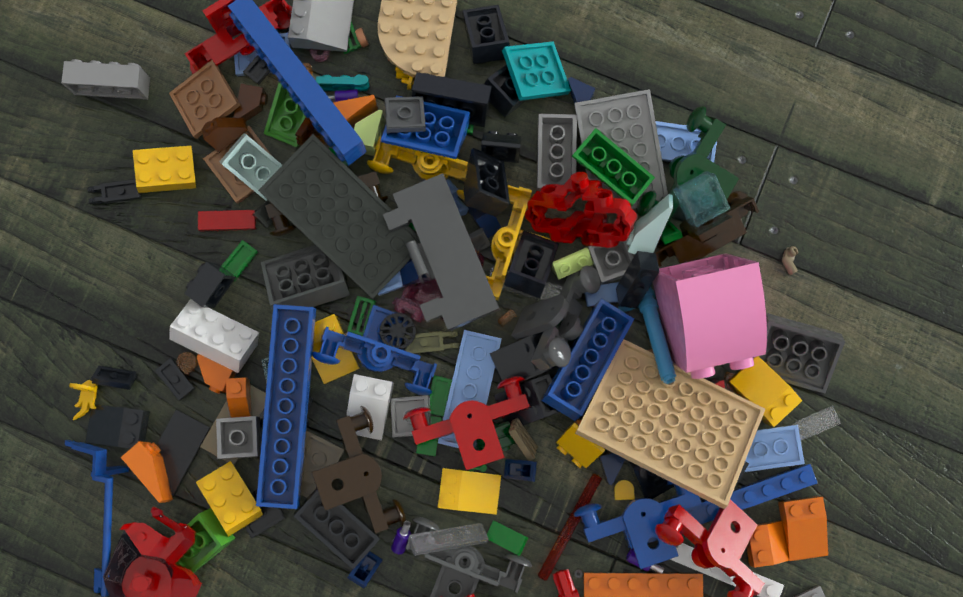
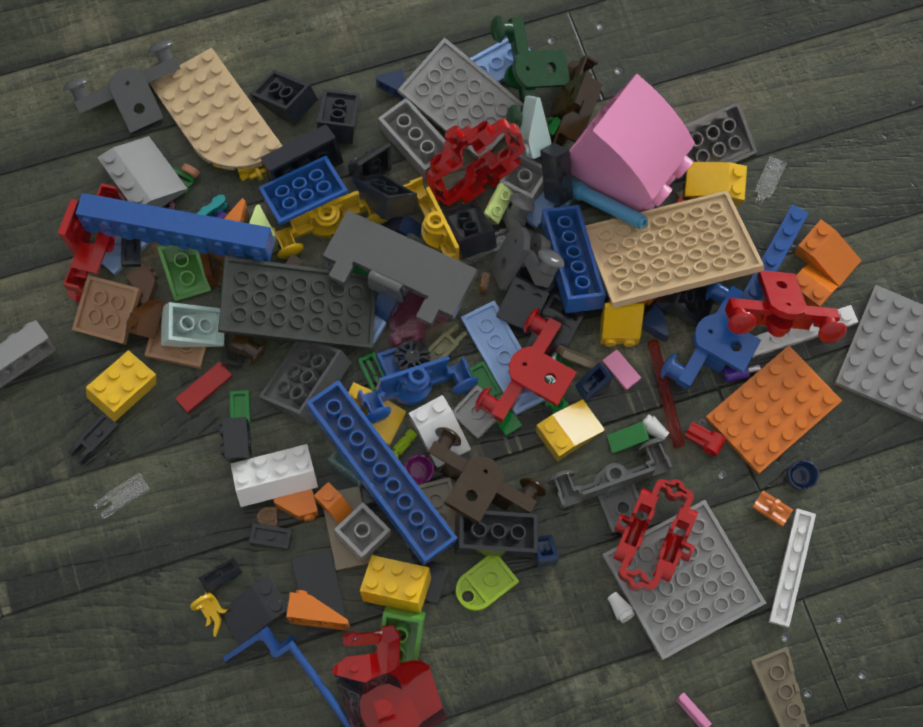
camera: 45 degrees left, 10 degrees down
(99, 255) = (123, 495): none -> clear hinge
(301, 555) = (486, 582): none -> lime tile
(325, 423) = (420, 468): none -> magenta hair
(332, 392) = (404, 442): none -> lime axle
(401, 538) = (552, 503): dark purple piece -> none
(405, 114) = (279, 192): dark grey tile -> none
(447, 539) = (587, 471): clear tile -> none
(535, 547) = (654, 427): none -> white cone
(536, 70) = (347, 91): teal plate -> none
(552, 478) = (621, 370): none -> bright pink tile
(613, 166) = (466, 107): green slope -> none
(624, 490) = (680, 335): yellow tile -> none
(701, 199) = (552, 80): clear light blue brick -> none
(775, 448) = (760, 213): light blue plate -> none
(788, 258) = (645, 74): dark tan arm -> none

